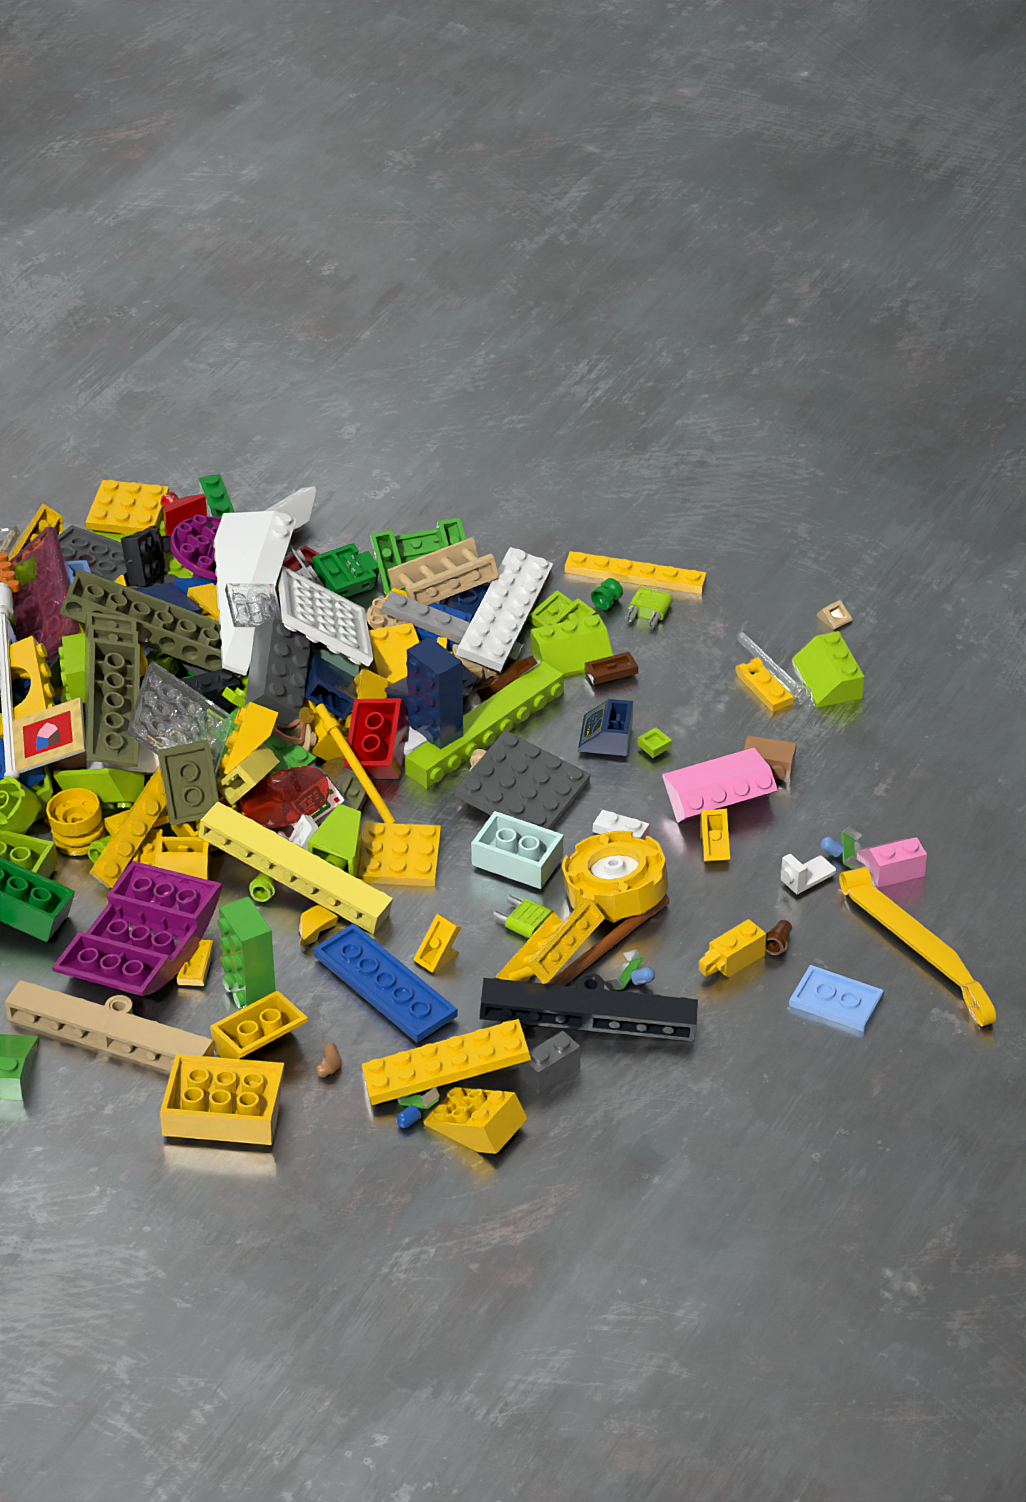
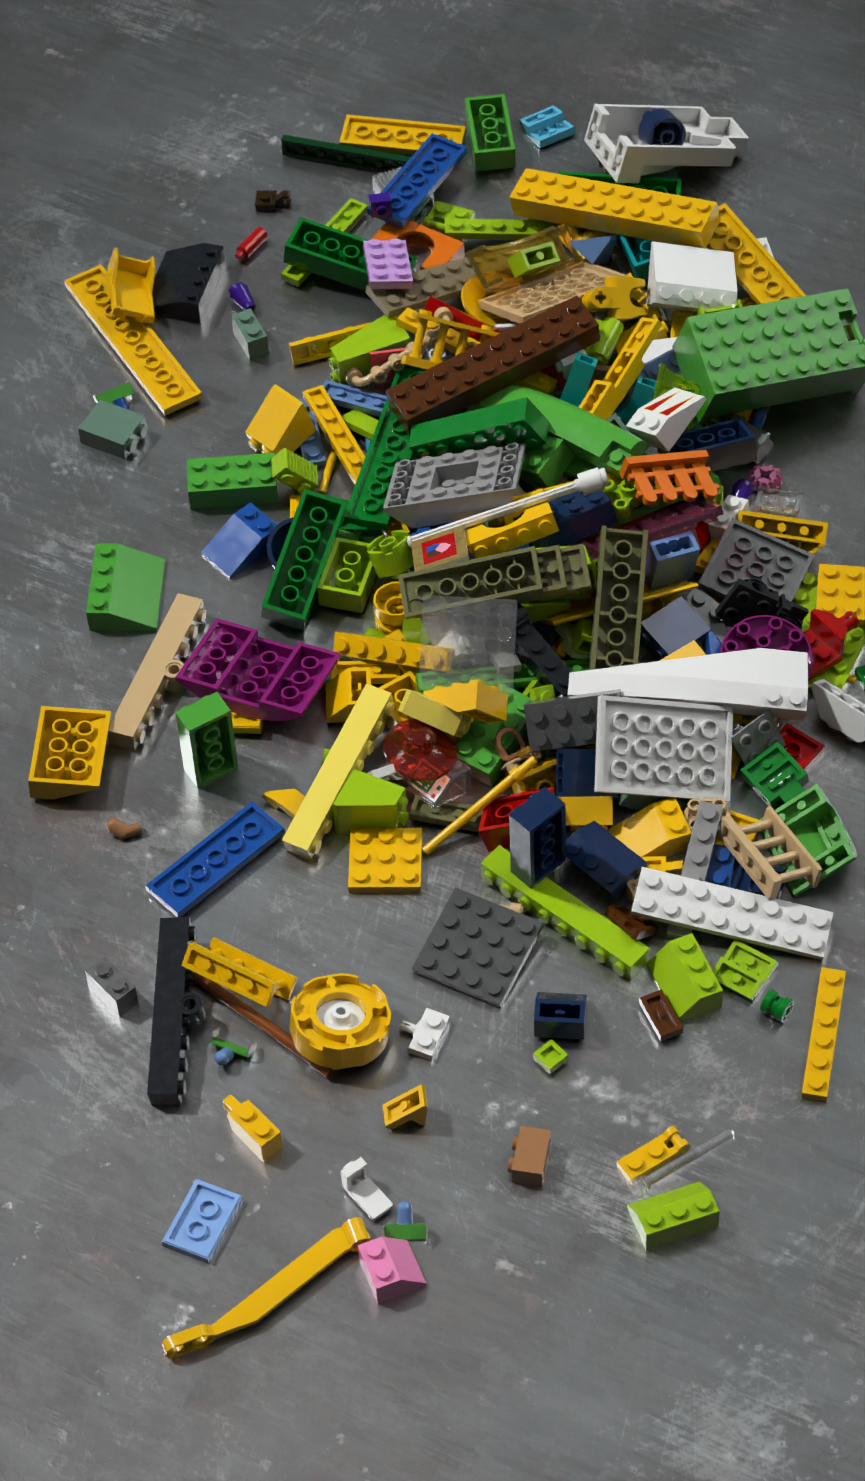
camera: 90 degrees right, 10 degrees up
(26, 570) = (680, 506): clear neon green slope -> none
(188, 781) = (406, 663): olive plate -> none
(252, 603) = (643, 678): clear plate -> none
(255, 1026) = (145, 766): yellow slope -> none
(411, 1113) = (64, 894): piece -> none
(437, 944) = (259, 895): yellow slope -> none
(445, 1061) = (107, 906): yellow plate -> none
(478, 1118) = (49, 938): yellow slope -> none
(517, 849) = (379, 944): light aqua brick -> none
(525, 918) = (302, 962): lime piece -> none
(649, 604) = (769, 1046): lime piece -> none
(719, 784) = (475, 1107): bright pink slope -> none
(778, 938) = (276, 1167): reddish brown cone -> none
(835, 615) = (773, 1221): tan slope -> none

